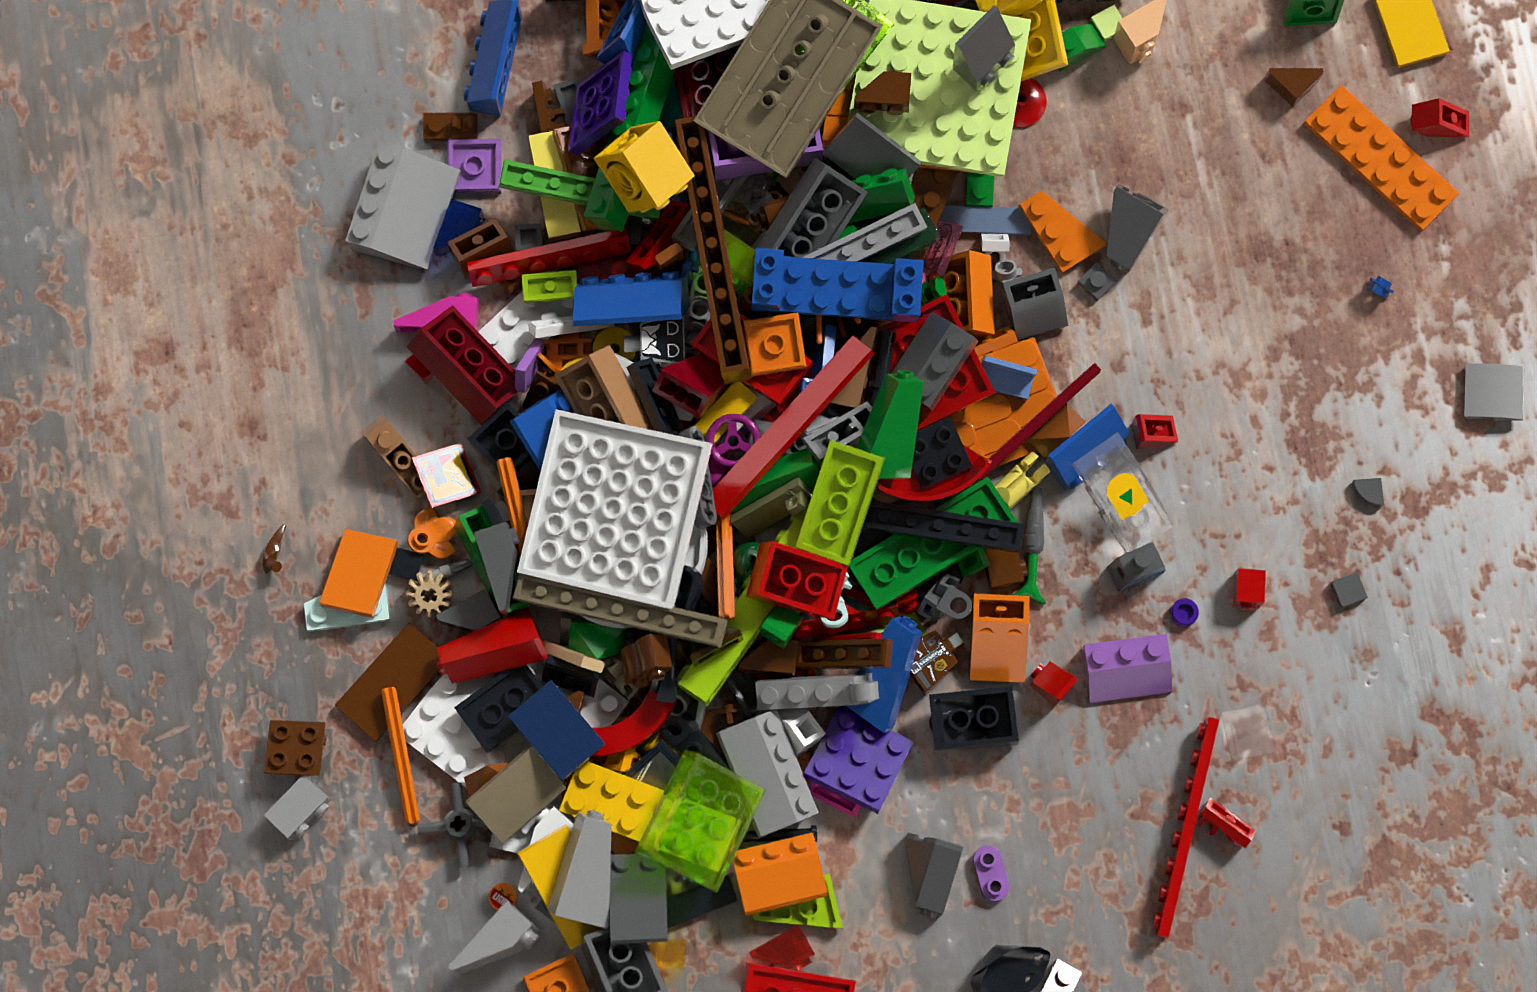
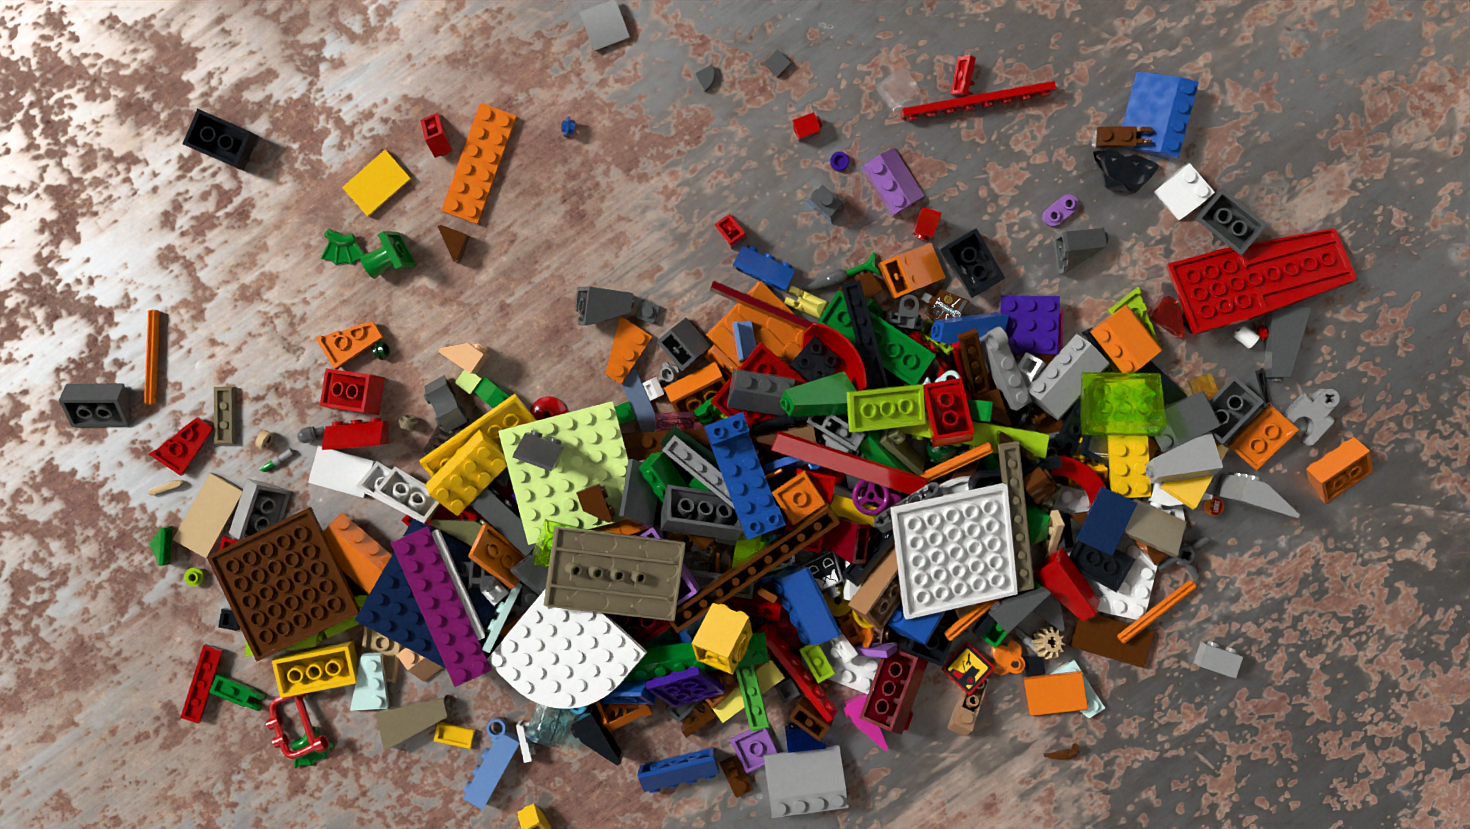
camera: 110 degrees left, 10 degrees up
(295, 747) = (1184, 679): reddish brown hinge -> none
(1056, 430) = (763, 291): dark orange slope -> none
(1122, 493) = (783, 233): clear slope -> none

